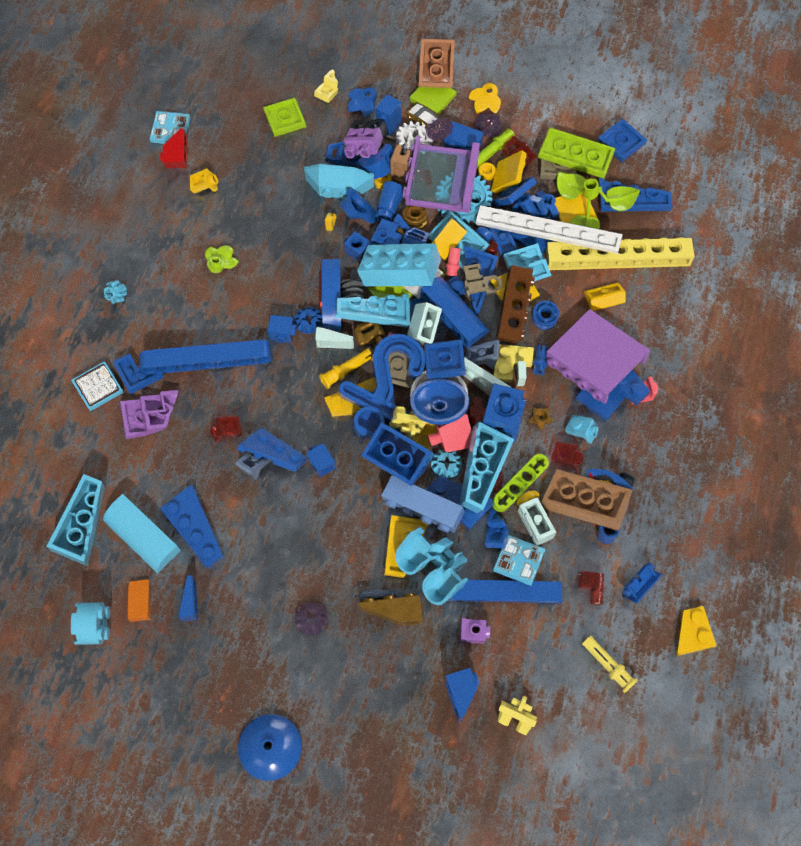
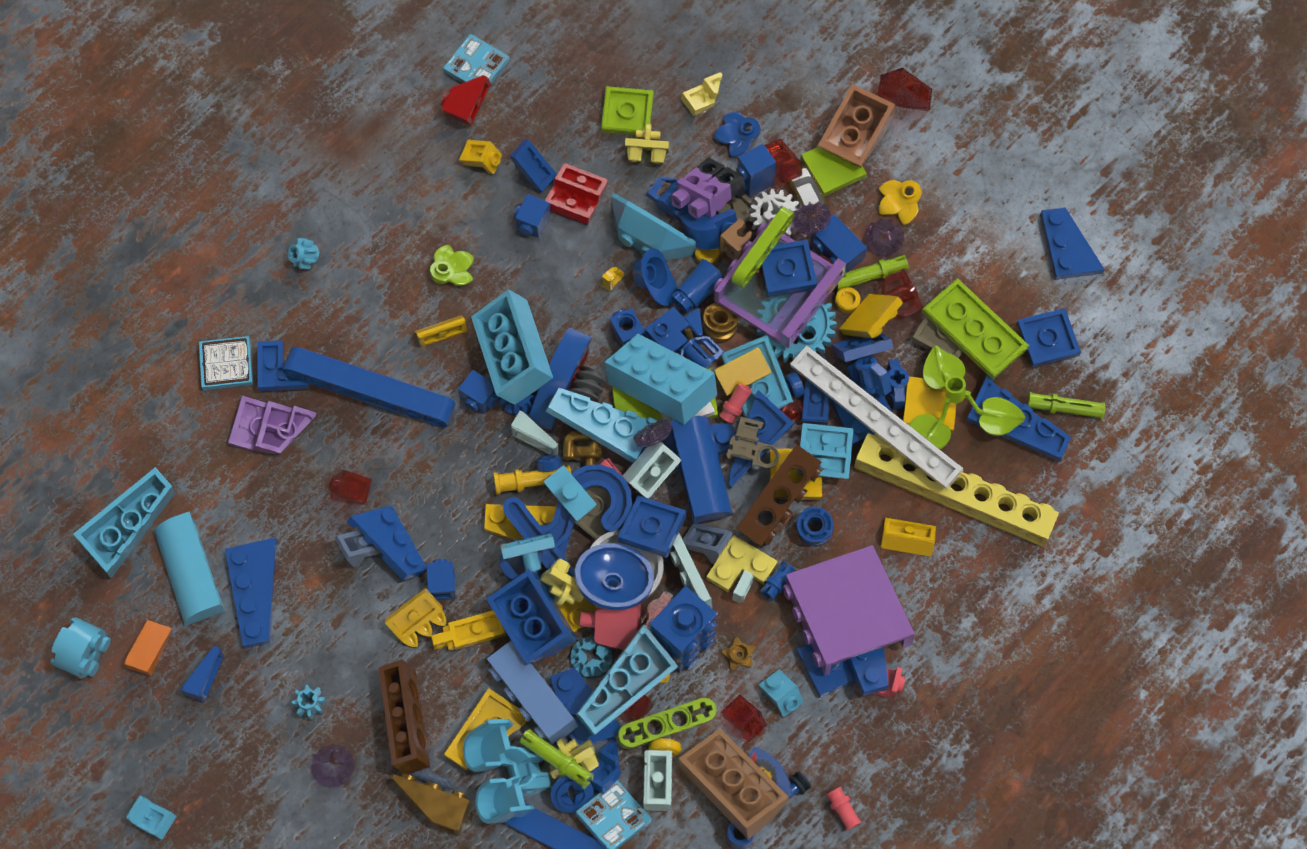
camera: 25 degrees right, 0 degrees up
(201, 717) = (150, 817): none -> medium azure bracket
(235, 301) = (441, 331): none -> yellow slope
(242, 172) = (532, 165): none -> blue tile
(257, 204) = (532, 215): none -> blue brick
(269, 579) = (309, 709): none -> medium azure gear
(278, 179) = (576, 193): none -> red slope
(290, 288) = (511, 347): none -> medium azure brick
(309, 128) = (657, 148): none -> light yellow hips
(316, 491) = (415, 617): none -> yellow plate
(345, 561) = (404, 717): none -> reddish brown brick
(352, 352) = (548, 463): none -> blue tile
(358, 484) = (469, 632): none -> yellow hinge
(372, 410) = (528, 549): none -> medium azure tile
(381, 362) = (570, 493): none -> medium azure tile
(408, 105) = (787, 163): none -> clear red slope
(414, 300) = (653, 433): none -> clear purple gear
(422, 155) = (763, 247): none -> lime beam
(443, 163) = (789, 269): none -> blue plate
(452, 30) = (905, 90): none -> clear red slope
(465, 538) = (566, 765): none -> lime pin
(470, 534) = (583, 754): none -> light yellow hips
(491, 557) = (563, 801): none -> blue gear
(601, 84) = (1067, 246): none -> blue wing
(659, 174) = (1066, 405): none -> lime pin
(662, 482) = (841, 805): none -> coral pin

